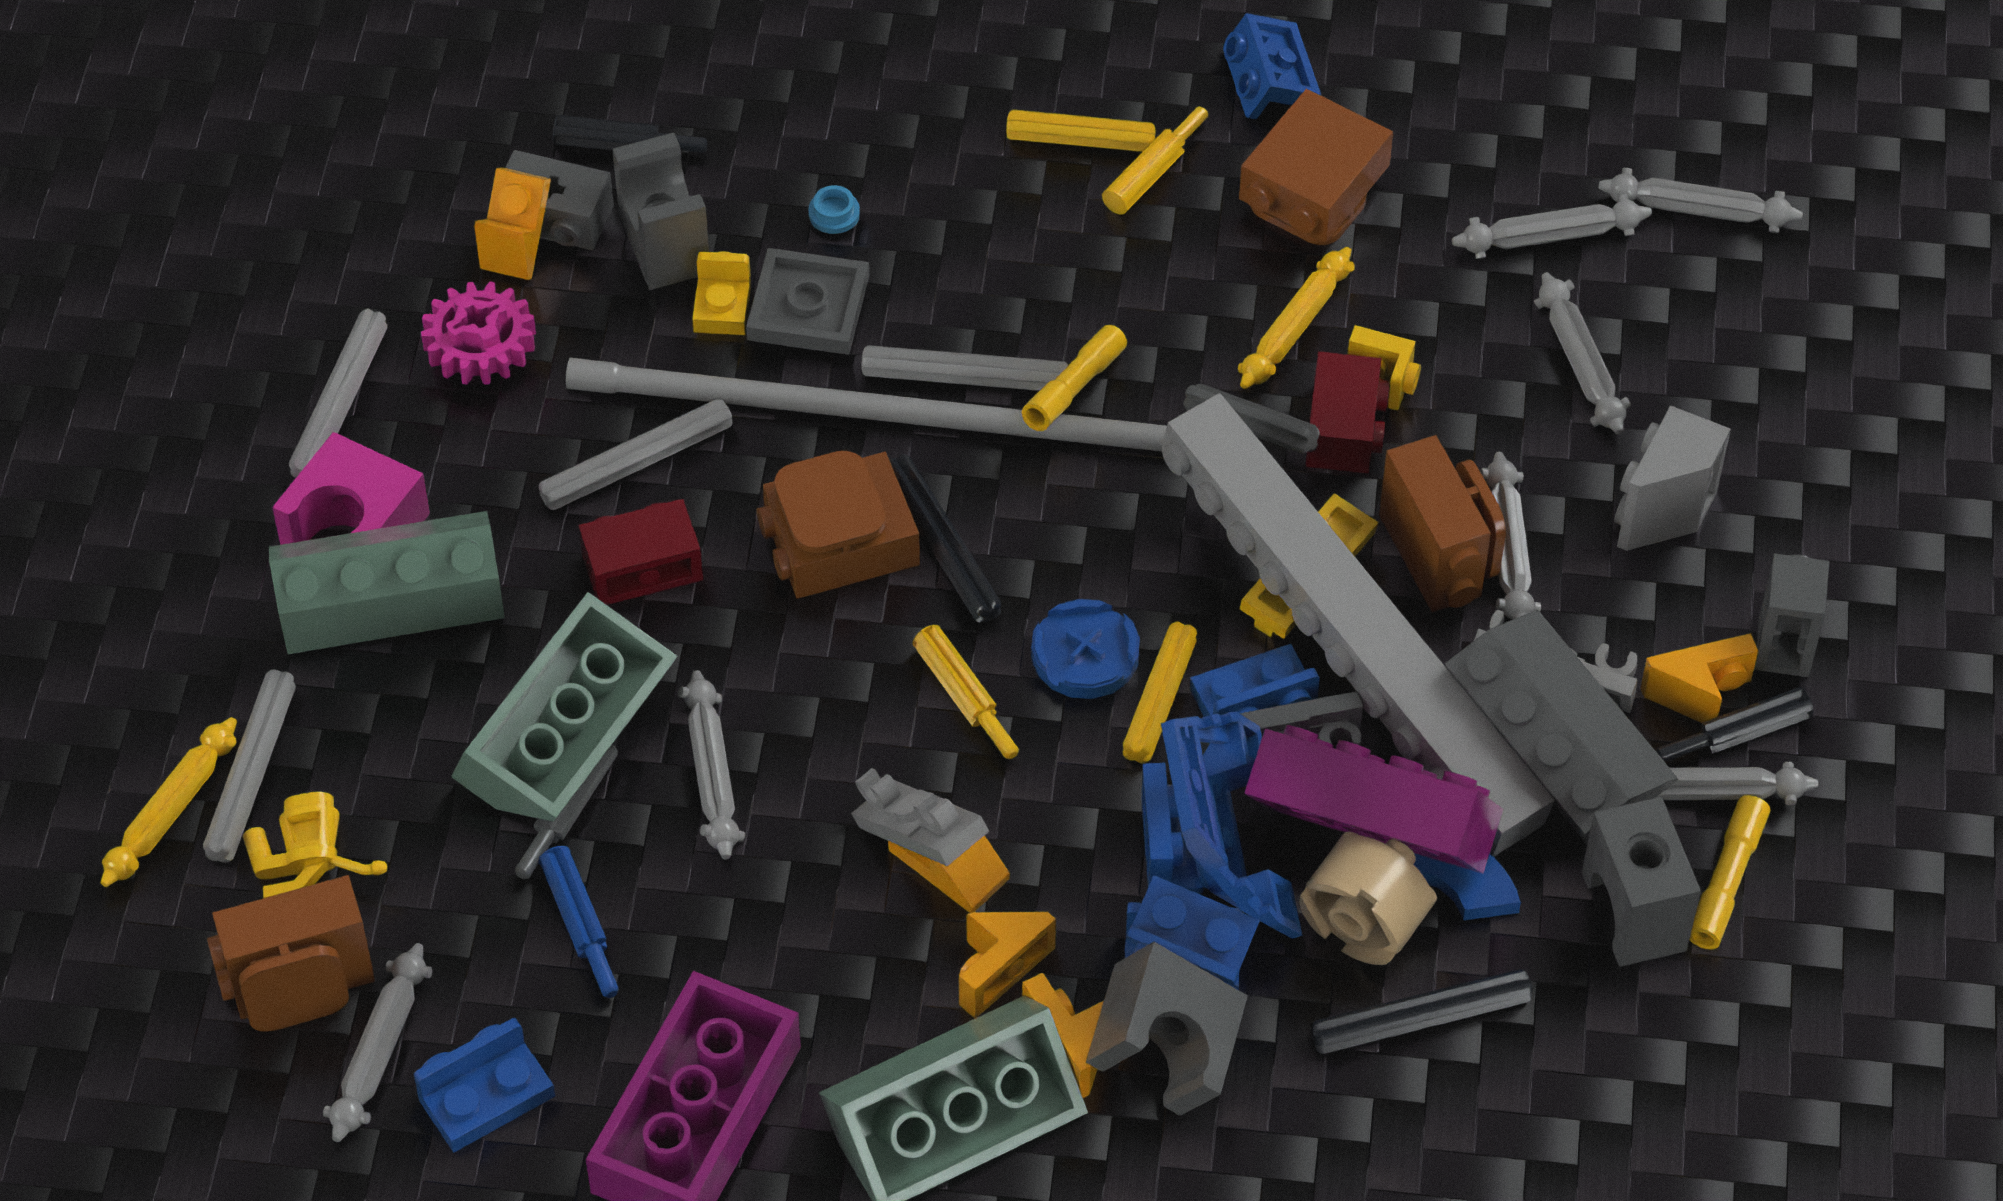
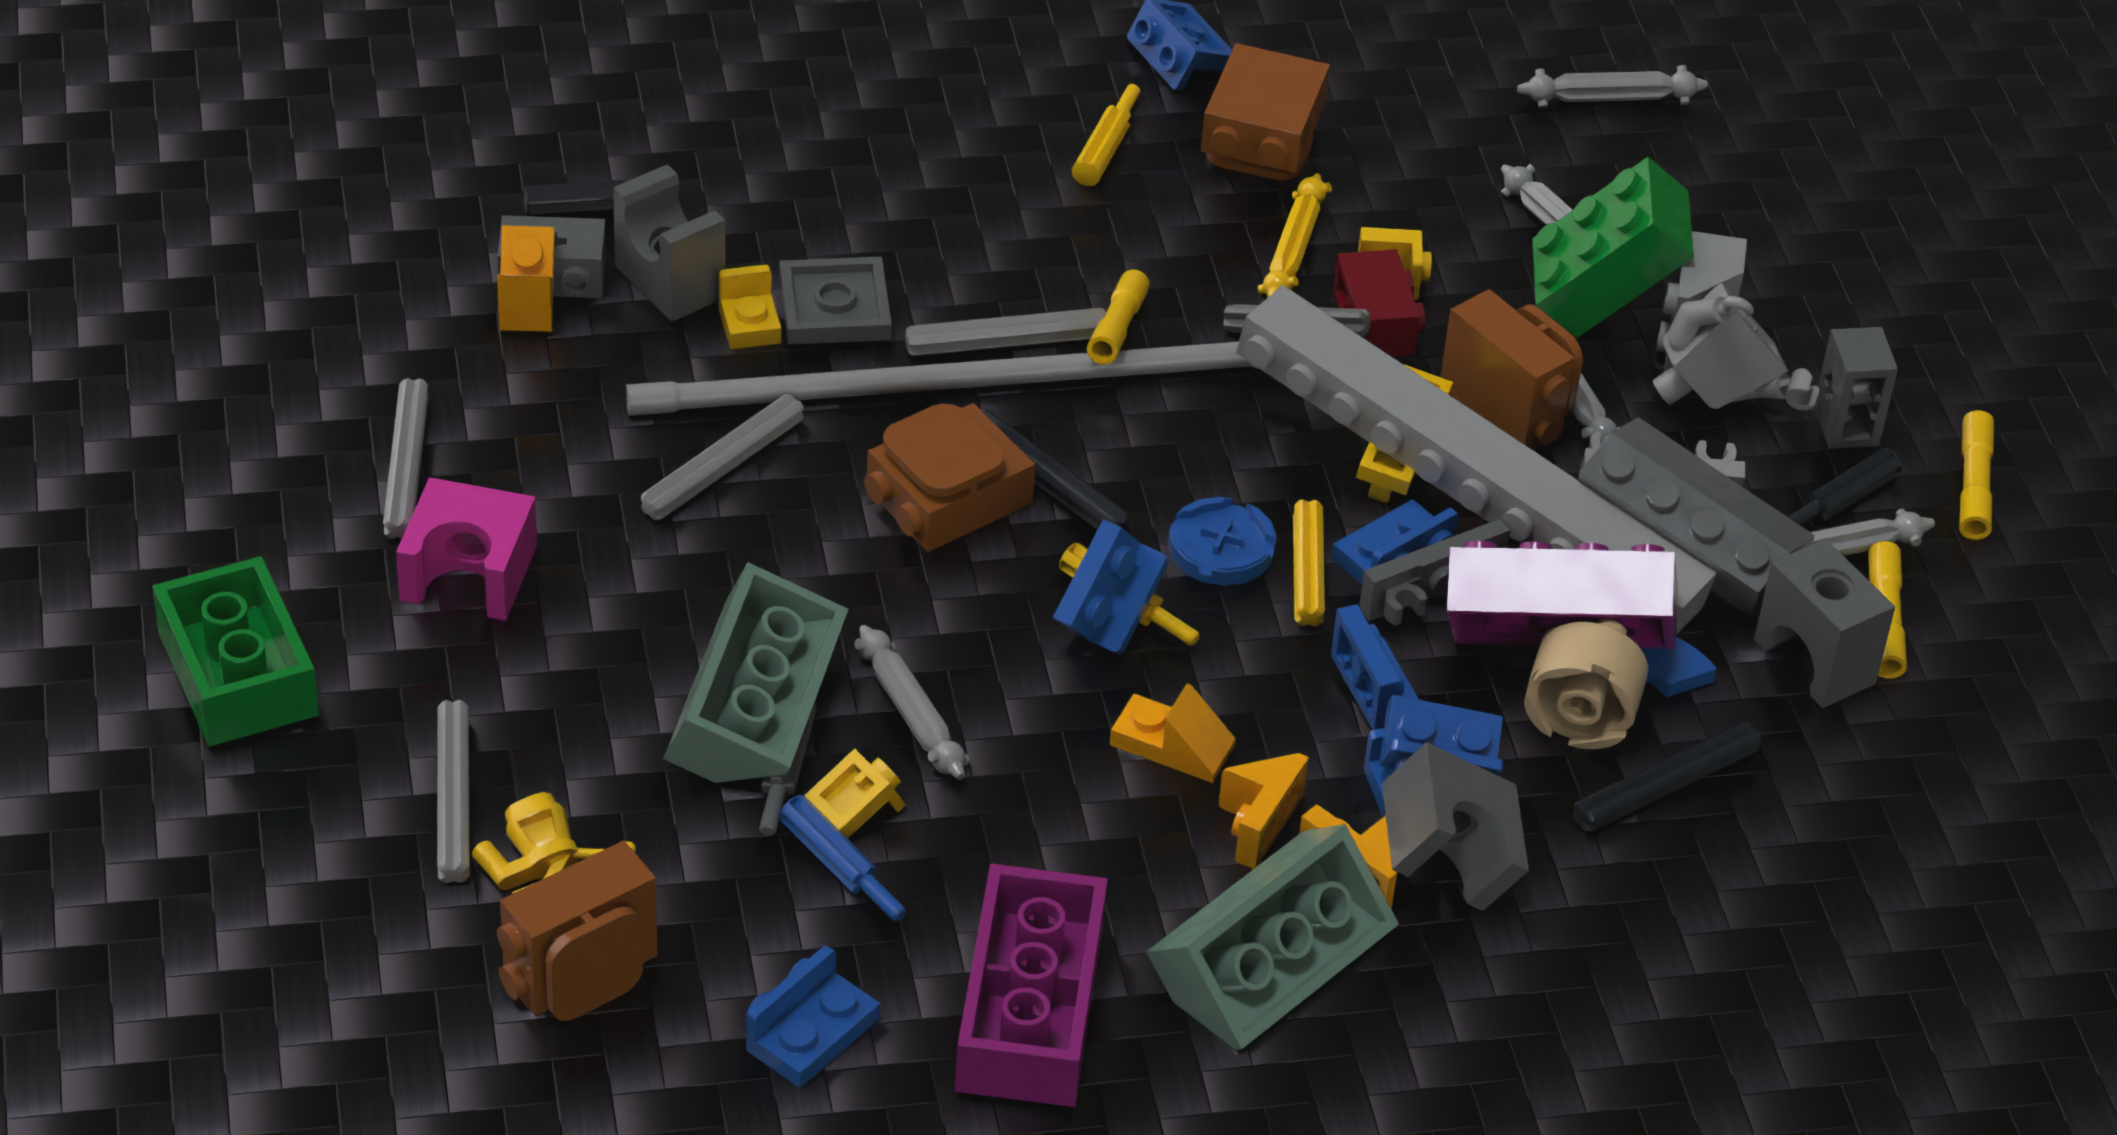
camera: 20 degrees left, 10 degrees down
(96, 578) = (235, 651): none -> green brick
(168, 802) = (384, 838): yellow wheel -> none
(377, 1042) = (687, 1004): light grey wheel -> none
(386, 582) = (537, 598): sand green slope -> none
(478, 333) = (526, 379): dark pink gear -> none
(616, 854) = (855, 792): none -> yellow bracket
(641, 552) = (769, 529): dark red brick -> none
(834, 210) = (825, 222): dark azure plate -> none
(916, 819) = (1141, 699): light grey plate -> none
(937, 687) = (1111, 588): none -> blue bracket
(1079, 130) = (1027, 122): yellow axle -> none
(1208, 816) = (1409, 599): blue windscreen -> none
(1551, 226) = (1490, 128): light grey wheel -> none
(1594, 405) = (1612, 247): none -> green brick
(1670, 550) = (1727, 356): none -> light grey torso
(1692, 676) = (1791, 458): light orange slope -> none
(1880, 761) = (1976, 497): none -> yellow piece

